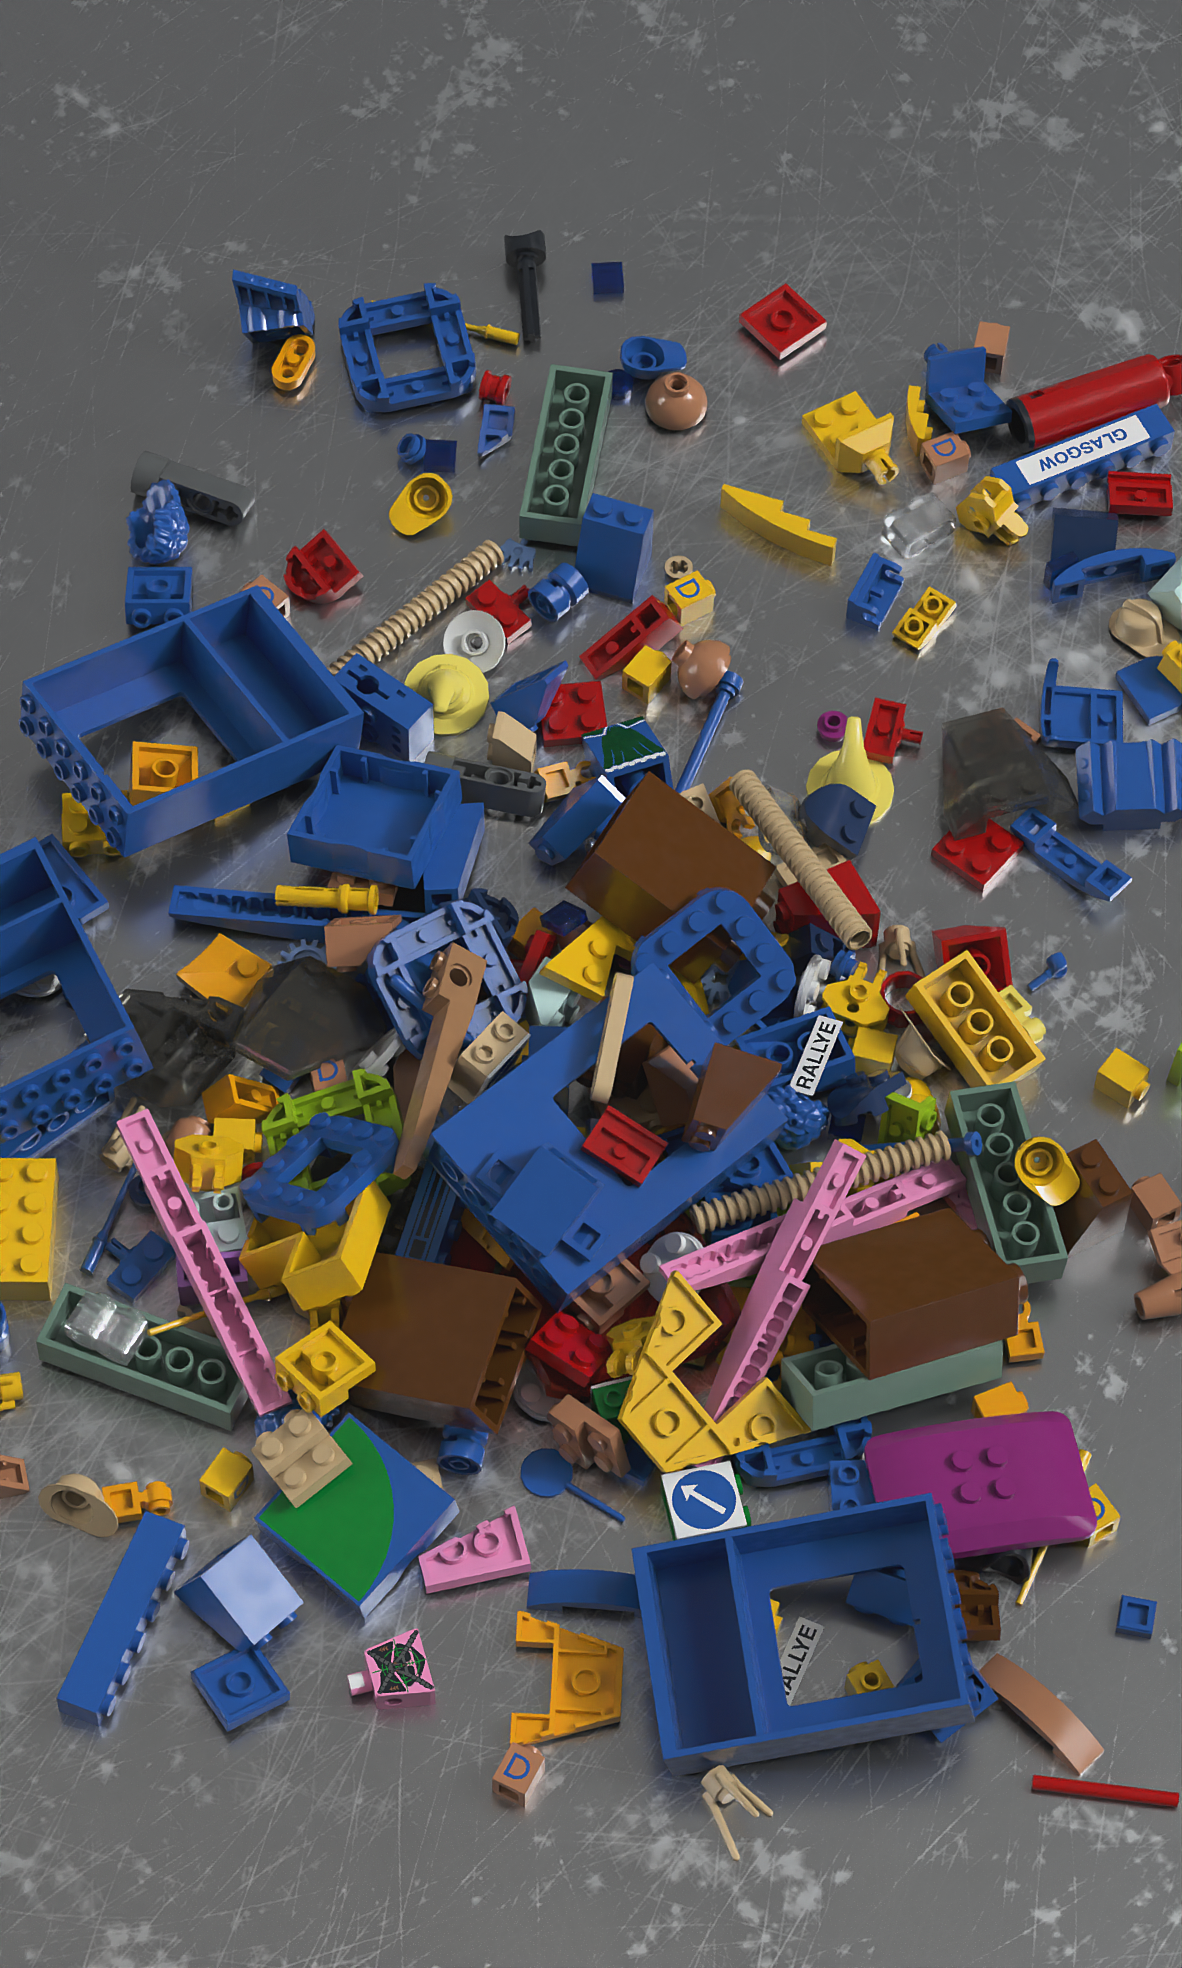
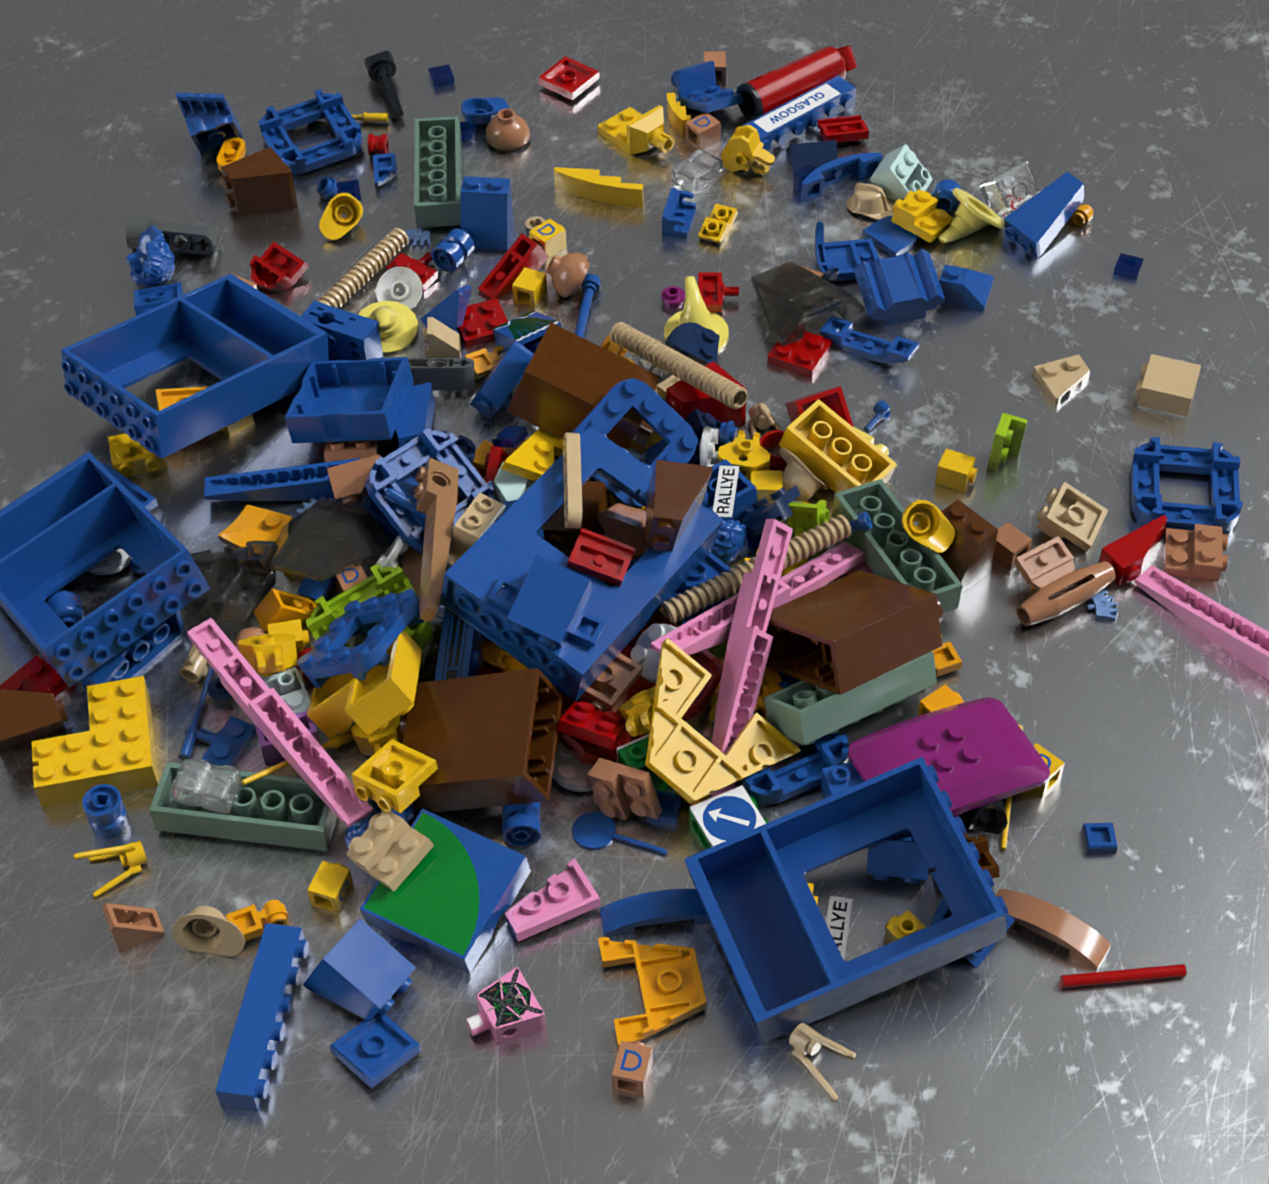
camera: 10 degrees left, 10 degrees down
(321, 429) = (259, 184): none -> reddish brown slope
(341, 898) = (334, 457): yellow pin -> none

